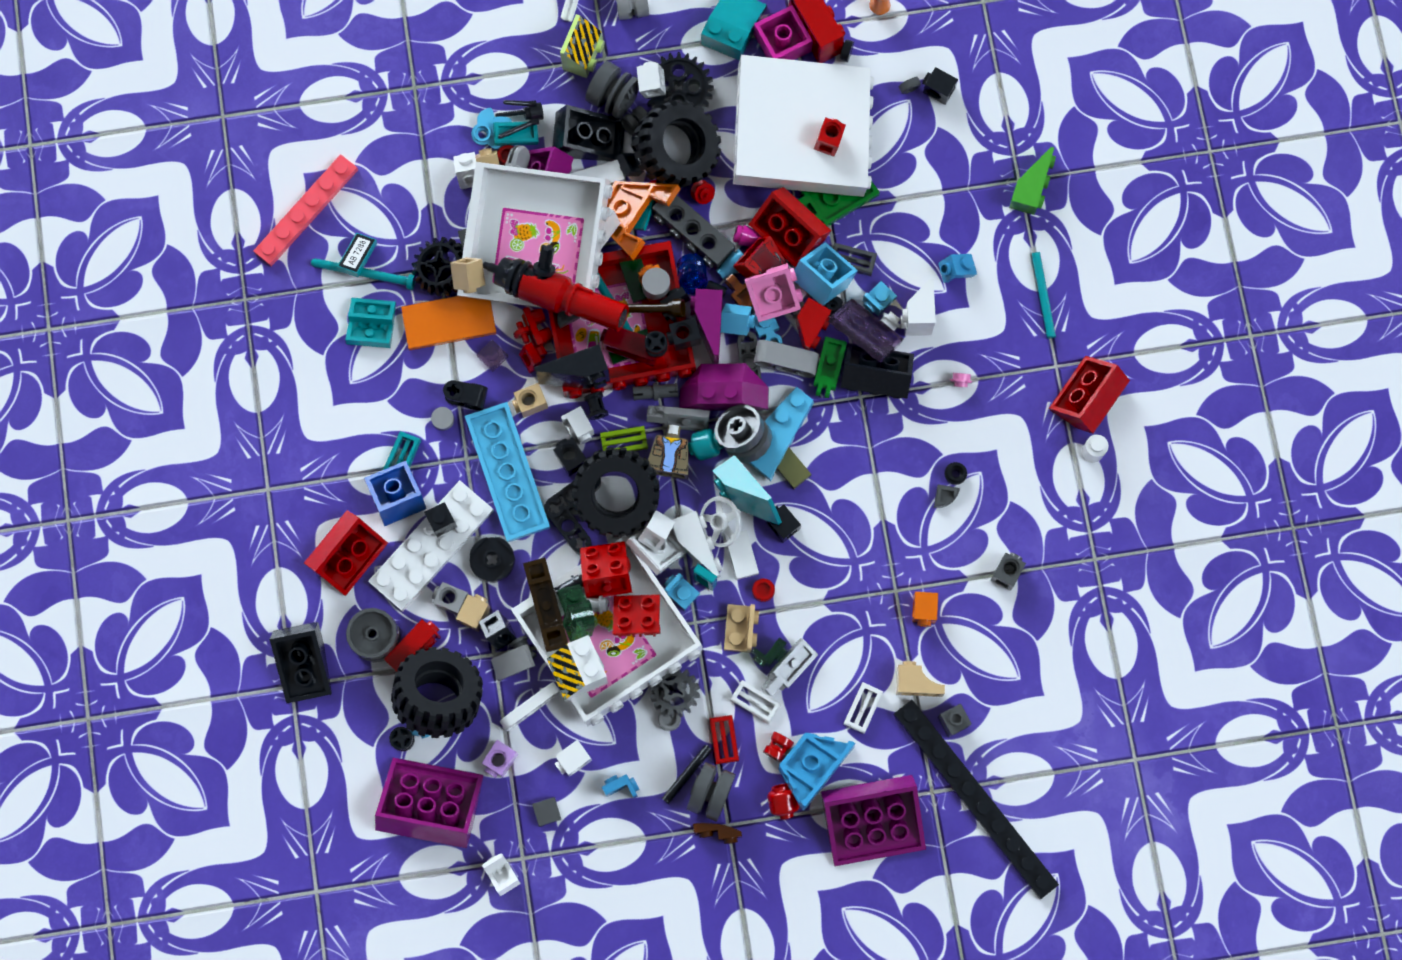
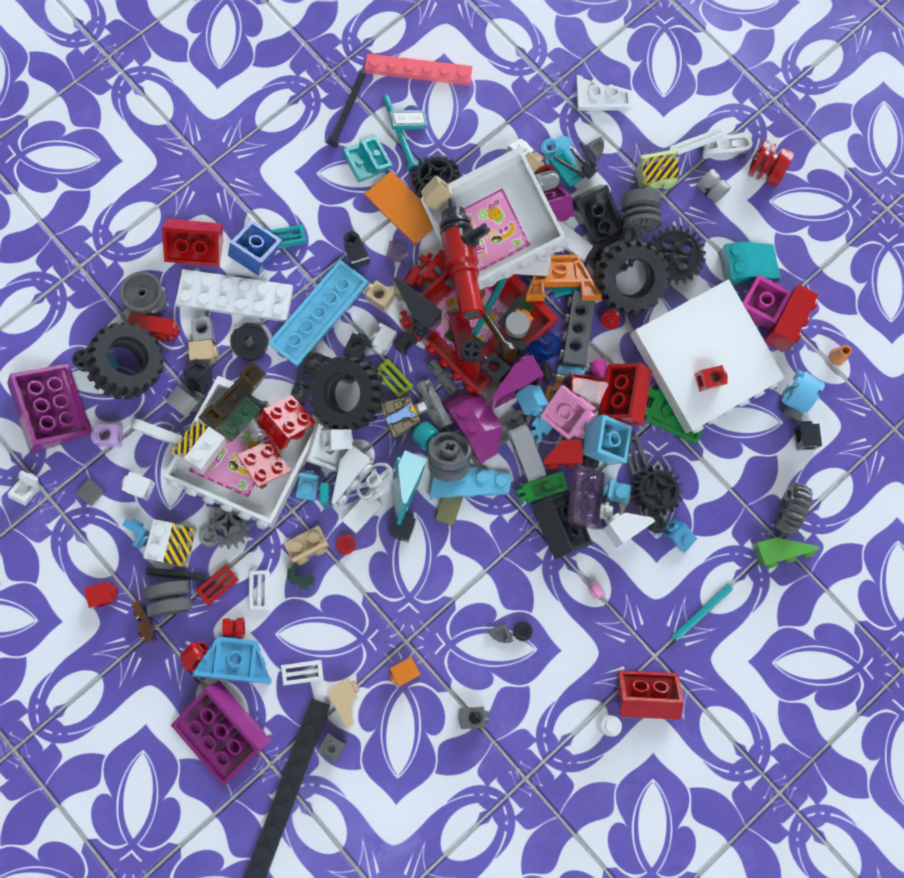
camera: 50 degrees right, 0 degrees up
(301, 662) = (98, 260): black slope -> none
(327, 344) = (333, 140): none -> black bar
(440, 519) = (252, 287): black brick -> none
(442, 418) = (330, 247): light grey tile -> none
(462, 49) = (600, 97): none -> white wing
(513, 90) = (596, 148): none -> dark grey tile
(651, 80) = (666, 230): white brick -> none
(653, 760) = (170, 543): none -> slope
(662, 858) = (101, 595): none -> red brick
(790, 667) = (299, 599): hinge -> none
(846, 50) = (786, 354): black tile -> none
(895, 61) = (802, 392): none -> medium azure brick
(910, 262) = (659, 498): none -> black gear
(937, 279) = (661, 524): none -> black plate
(1000, 145) = (793, 508): none -> dark grey gear

